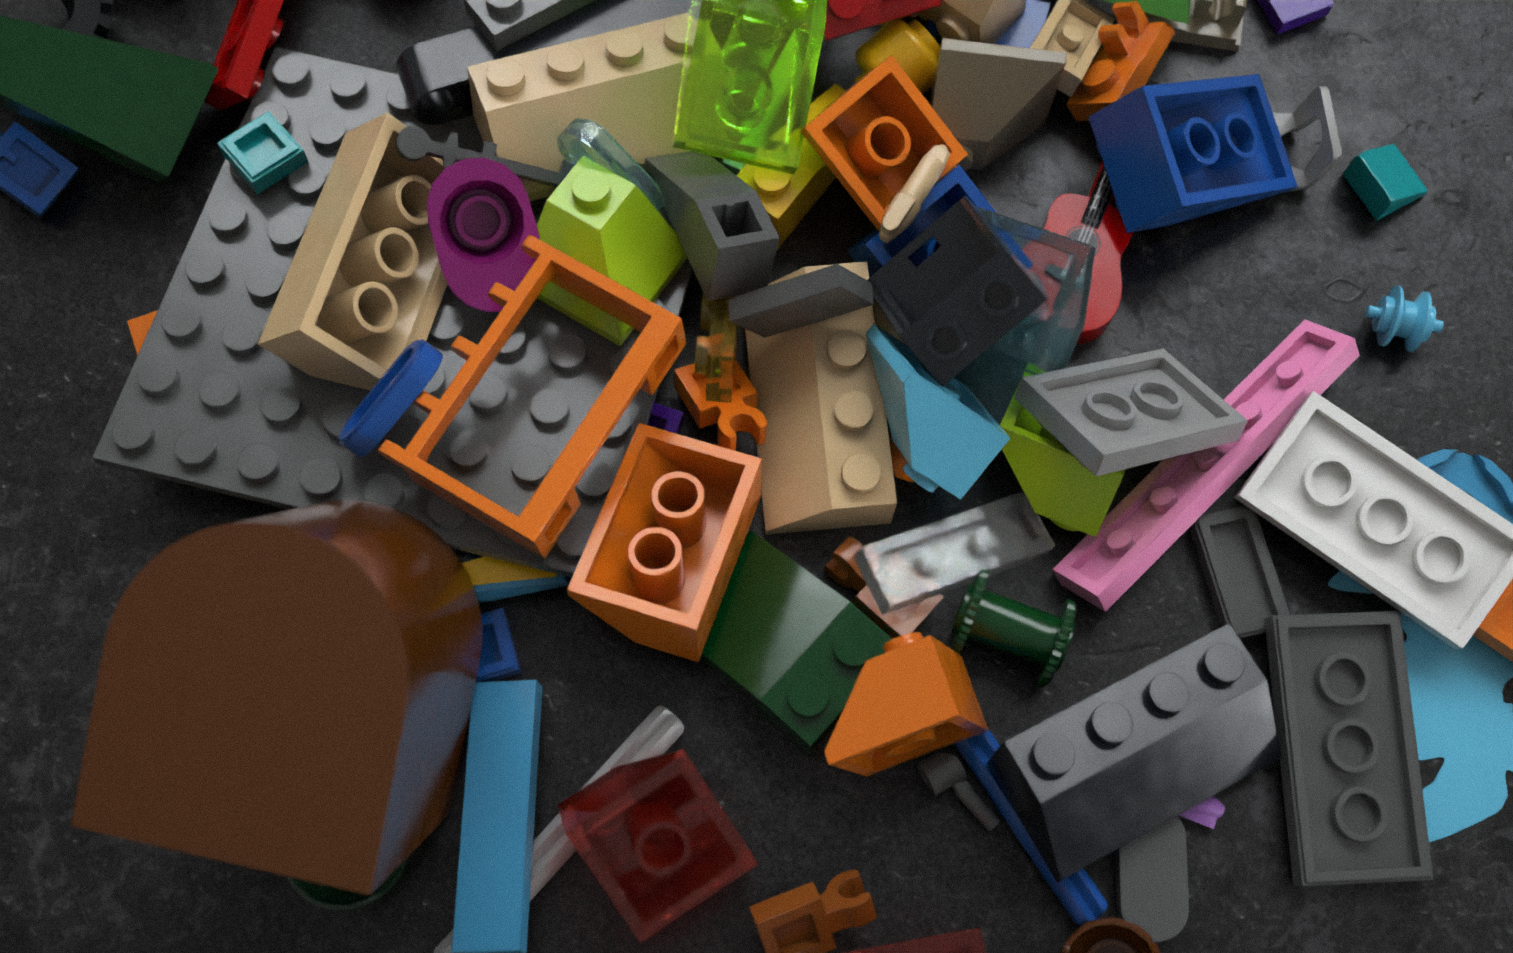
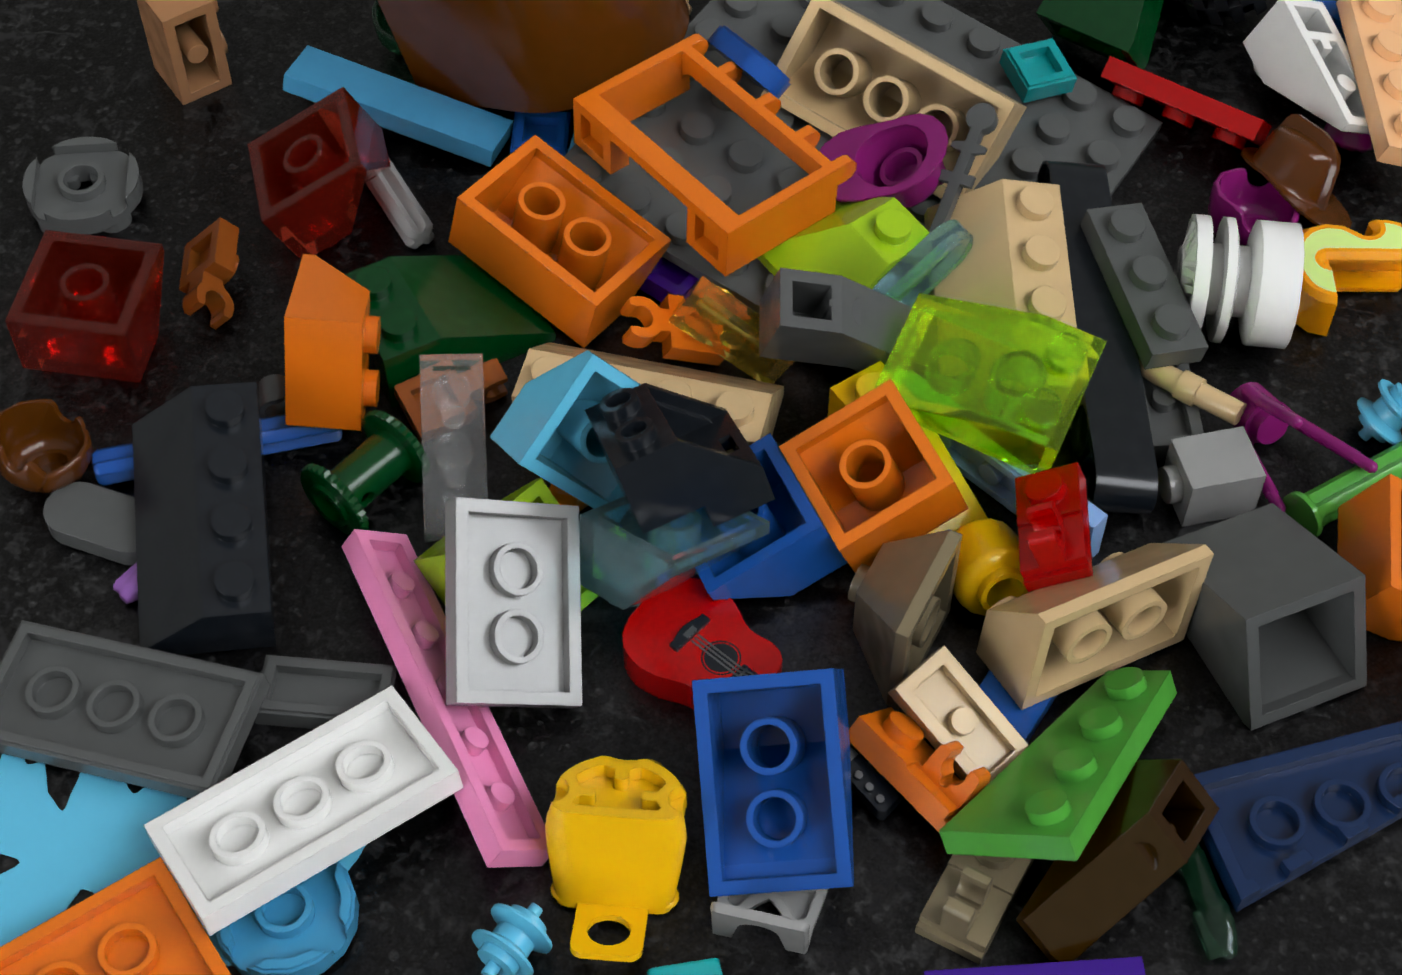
camera: 110 degrees right, 20 degrees down
(801, 301) = (724, 354): dark grey tile -> none
(908, 201) = (792, 462): tan piece -> none
(1282, 266) = (616, 849): none -> yellow piece

